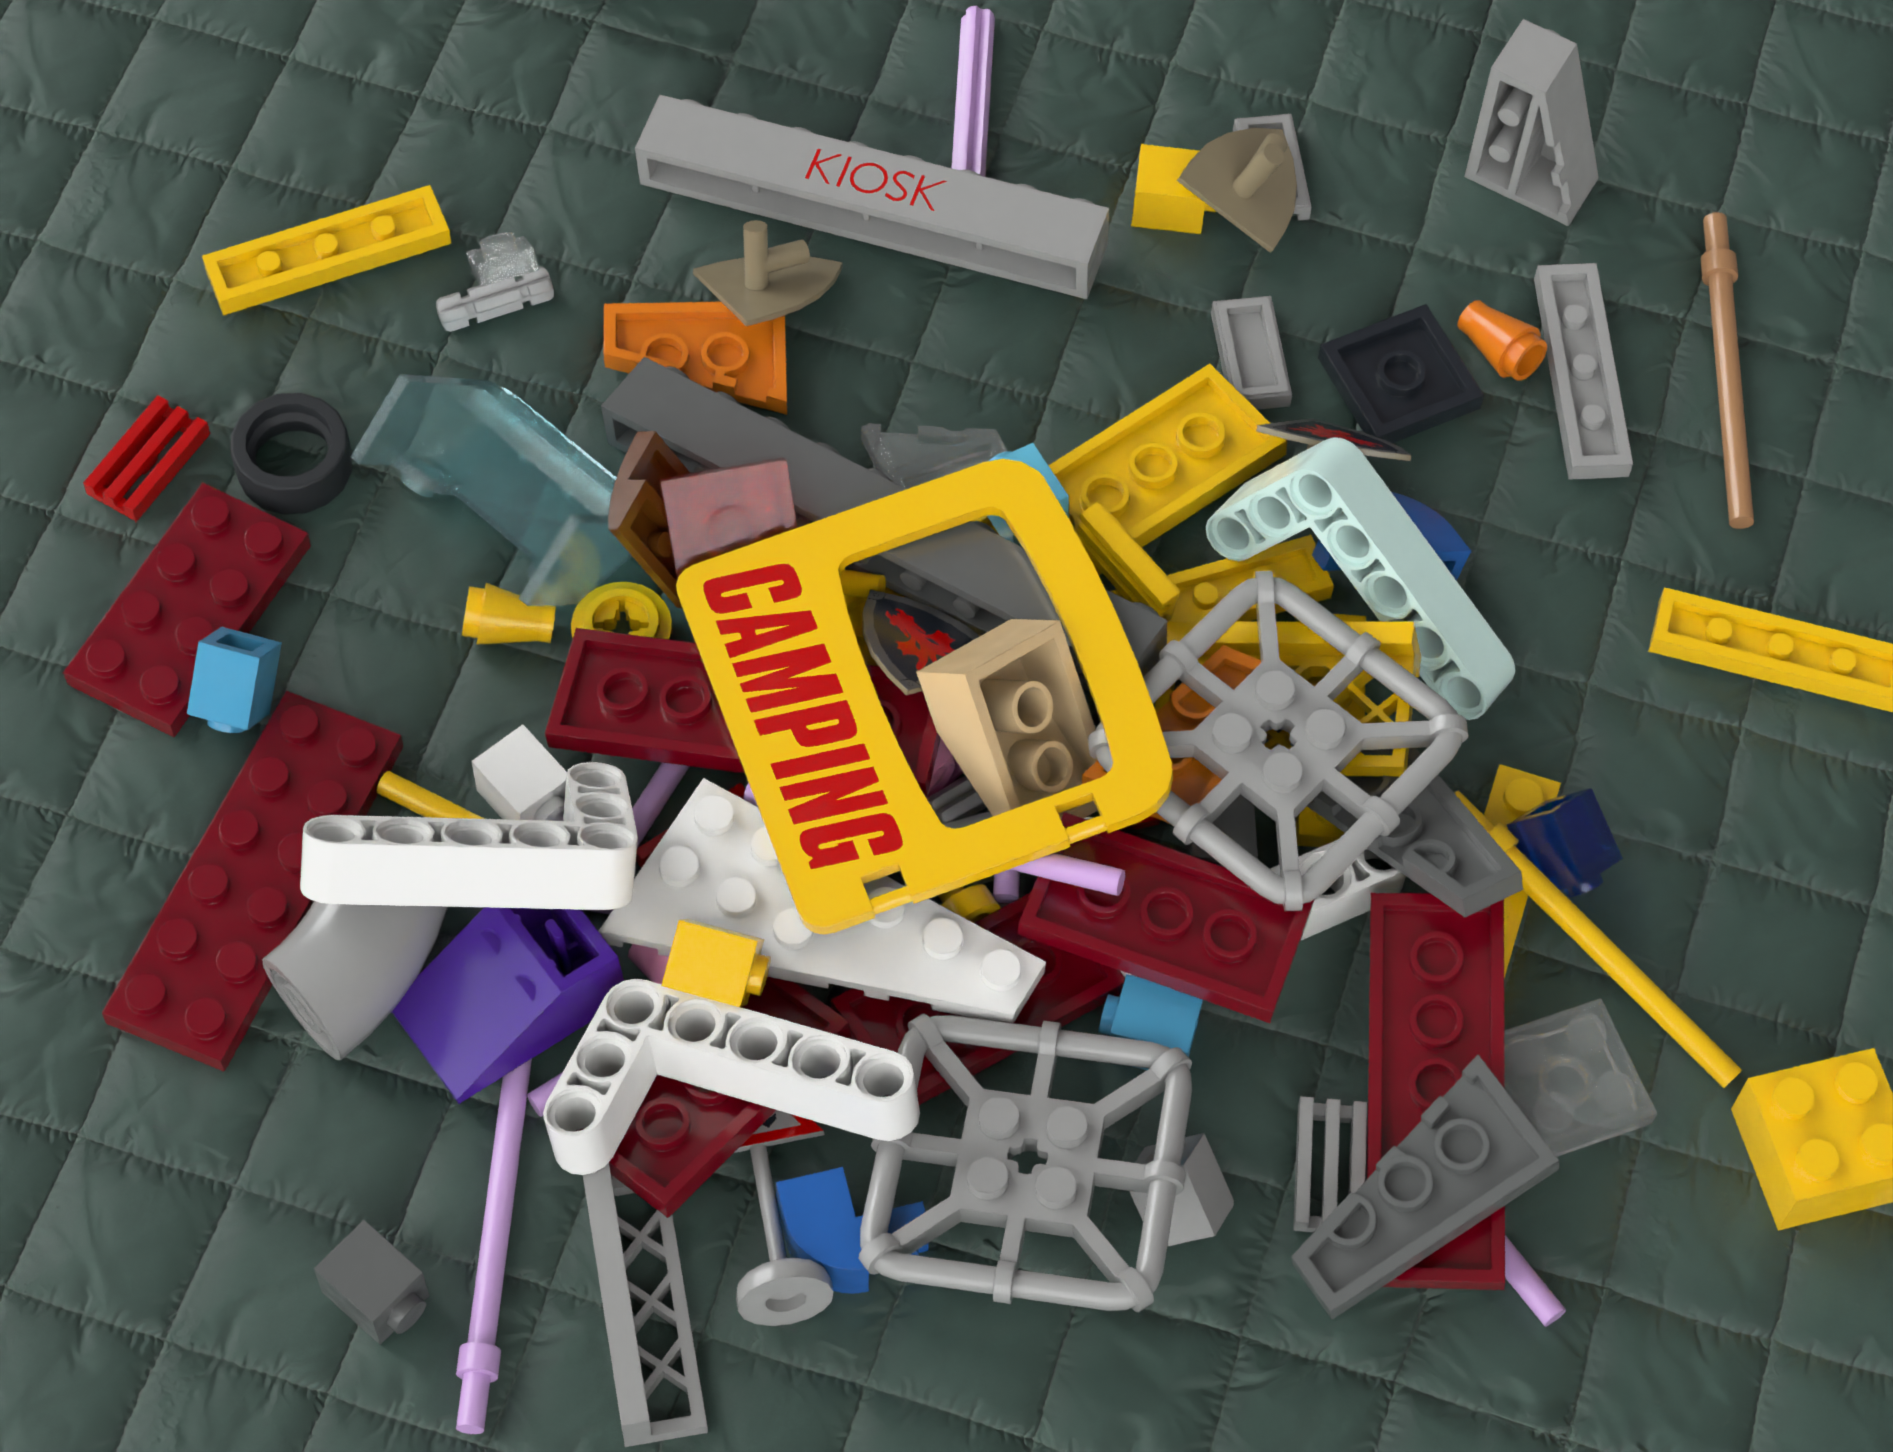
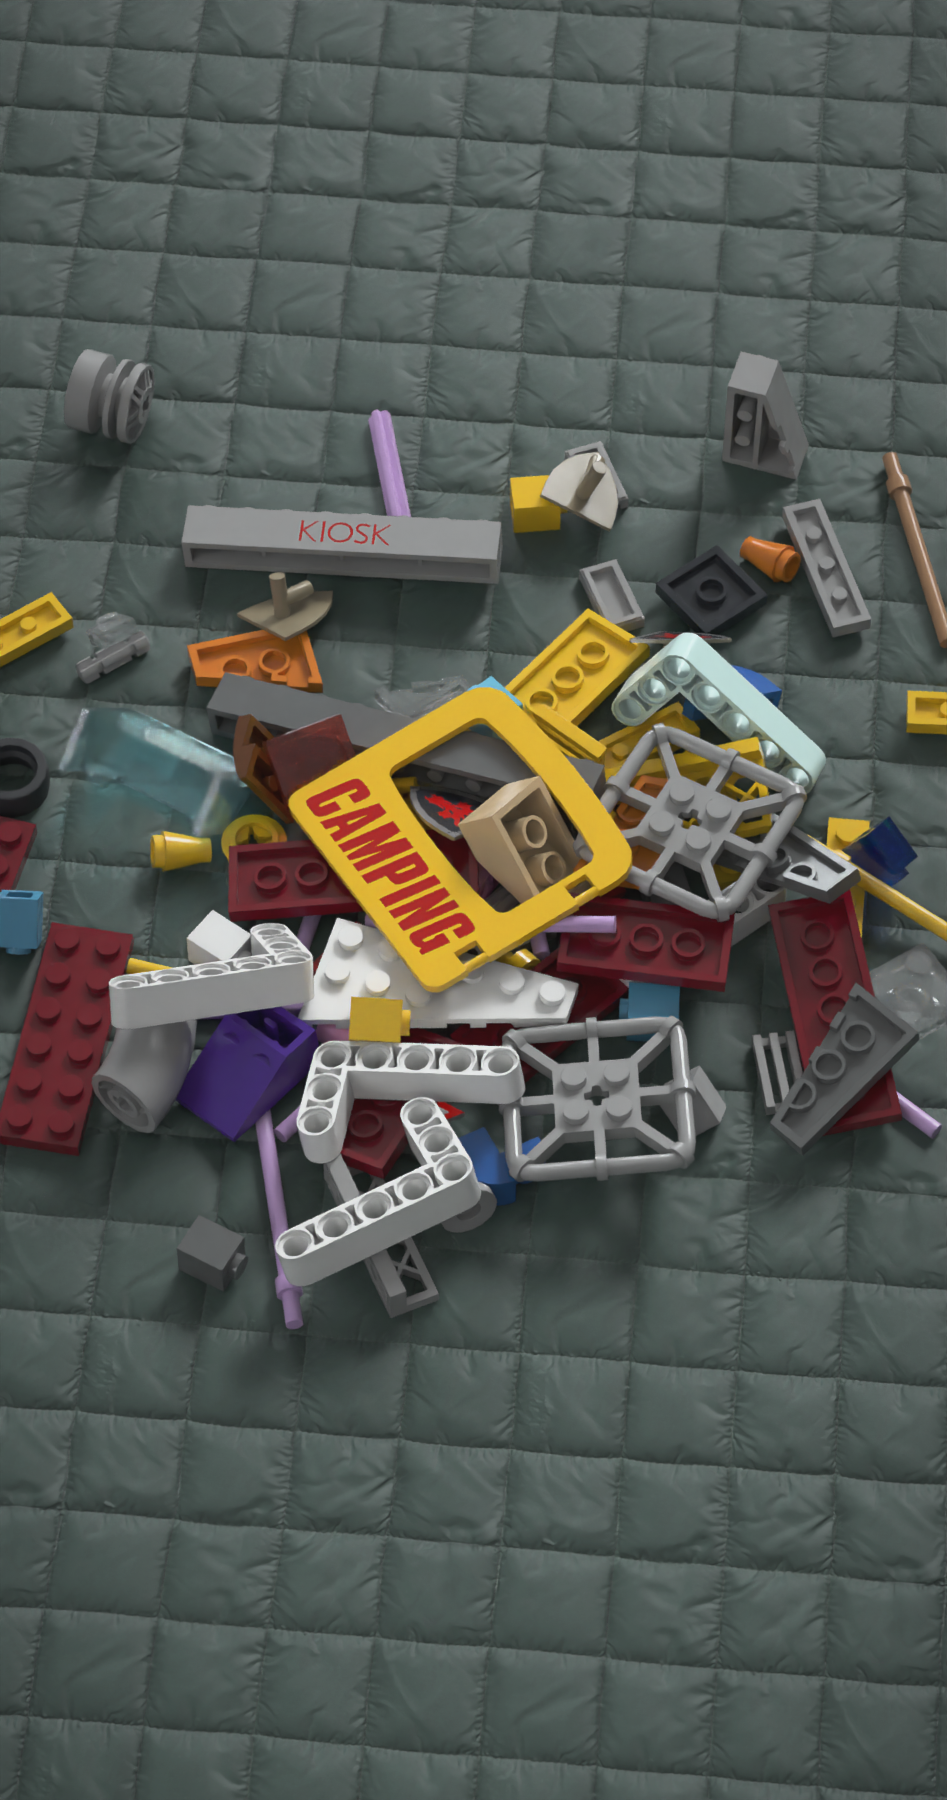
camera: 10 degrees left, 5 degrees down
(656, 1272) = (389, 1212): none -> white beam

